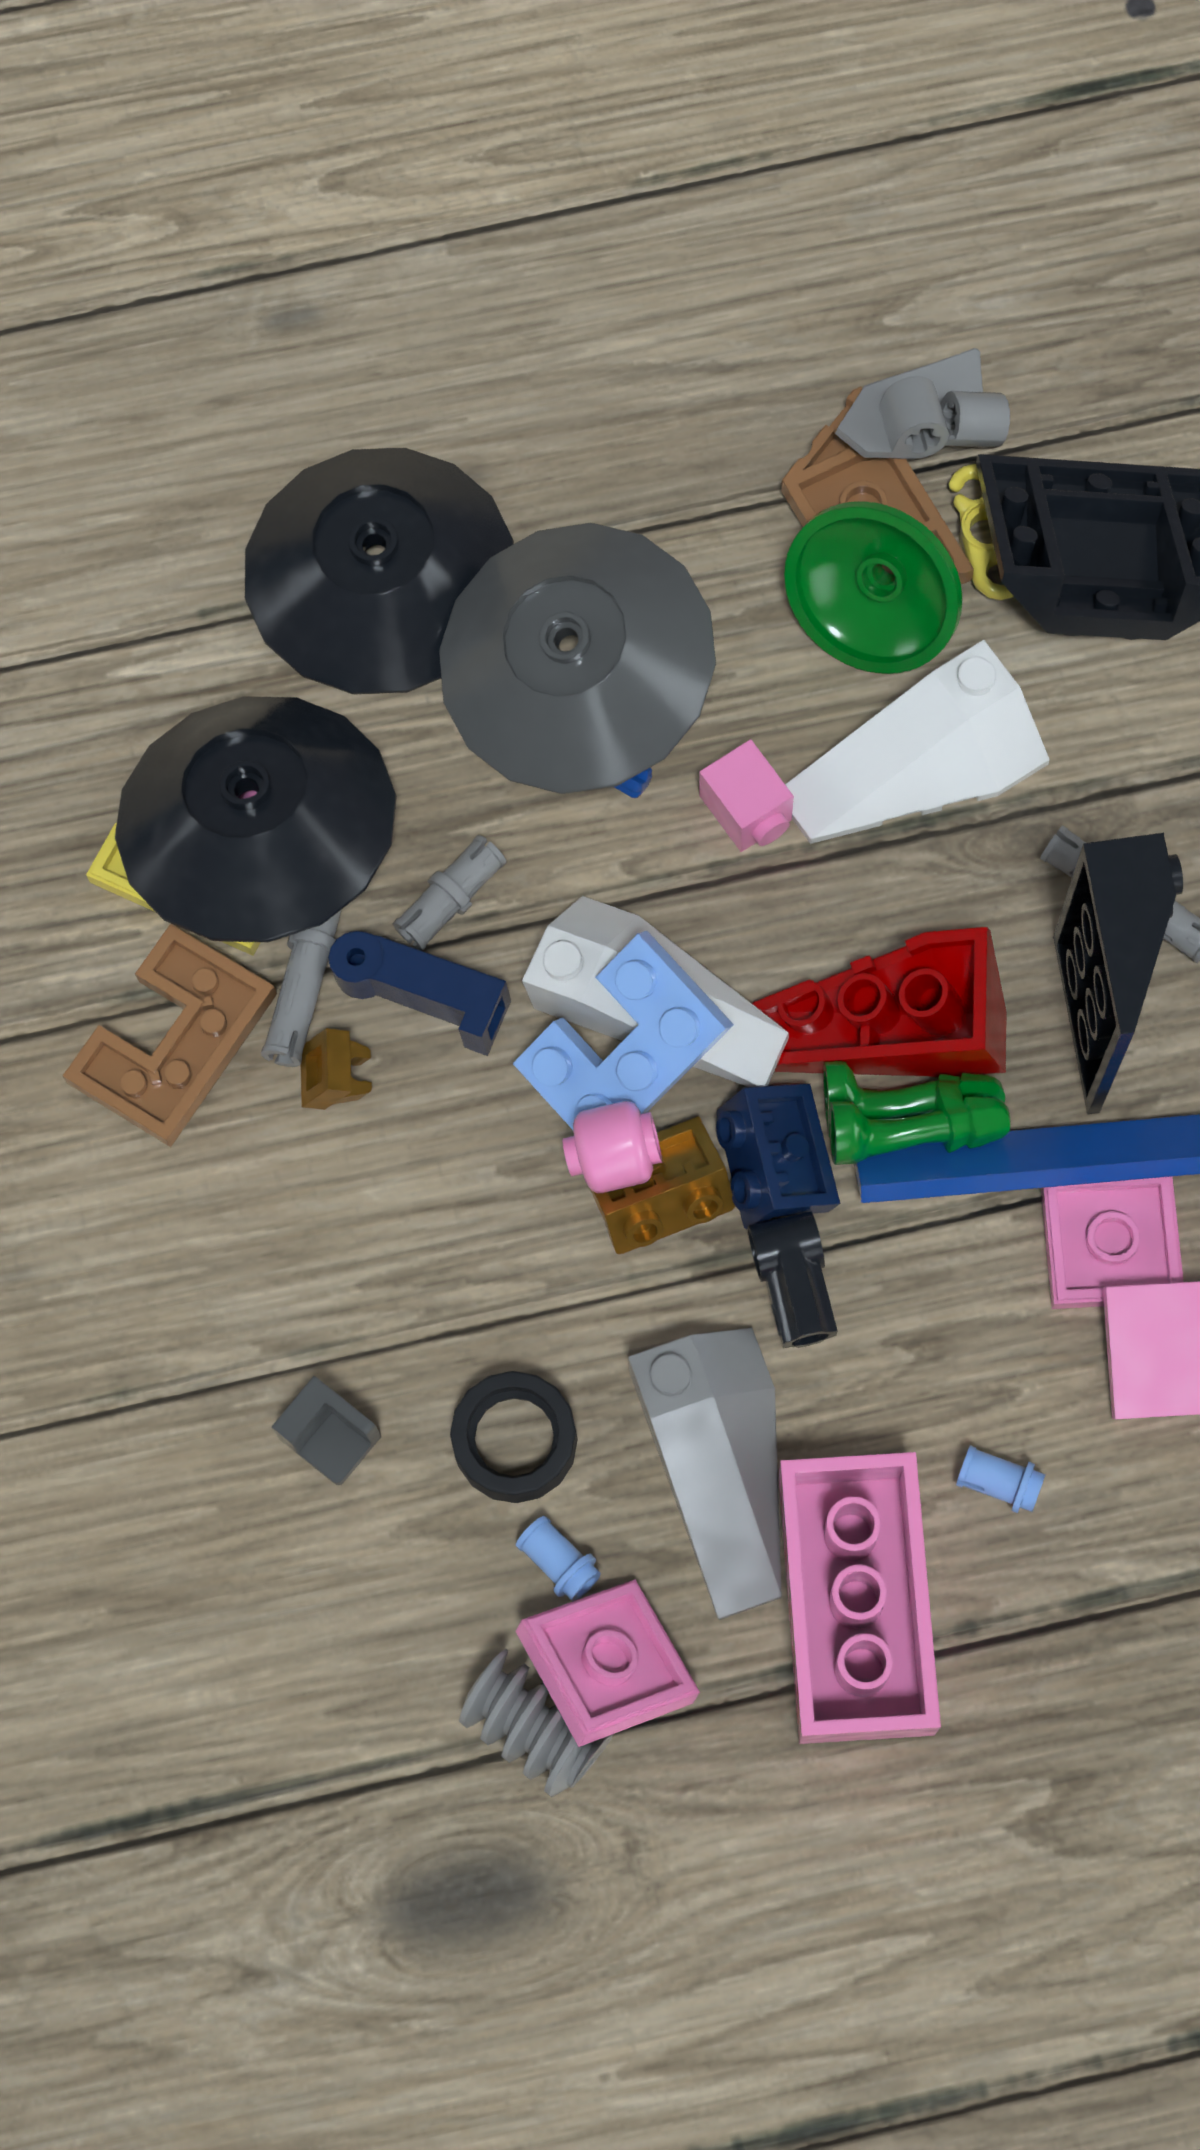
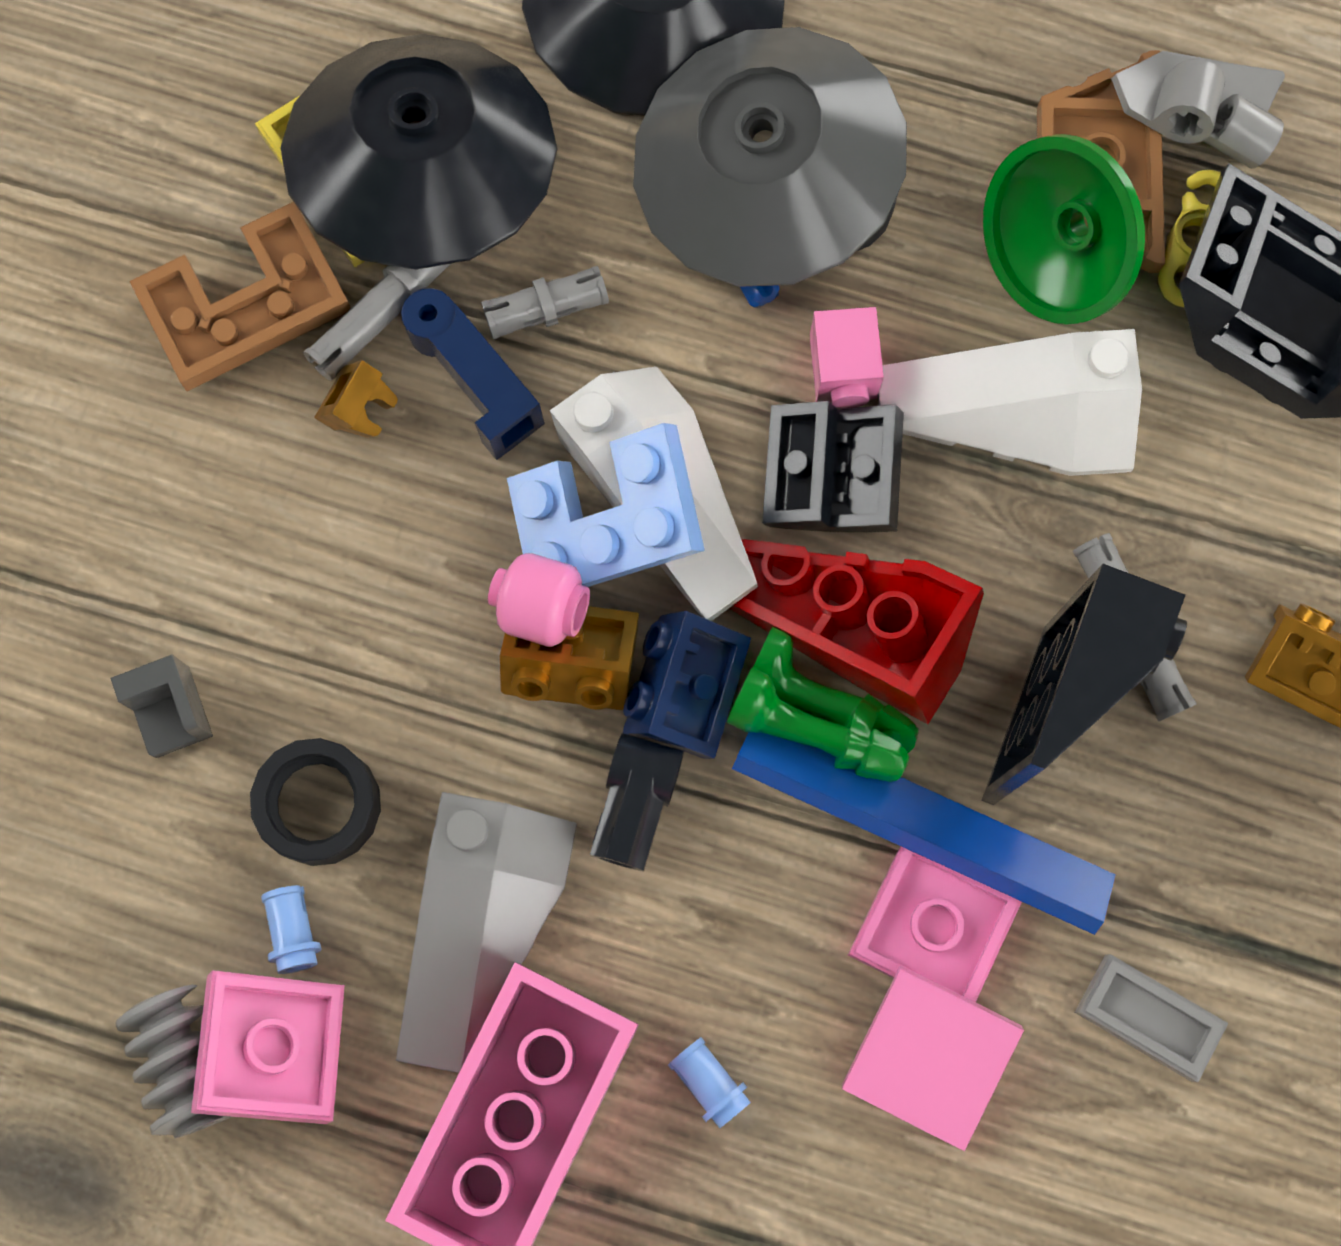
camera: 25 degrees right, 5 degrees up
(791, 899) = (833, 468): none -> black slope

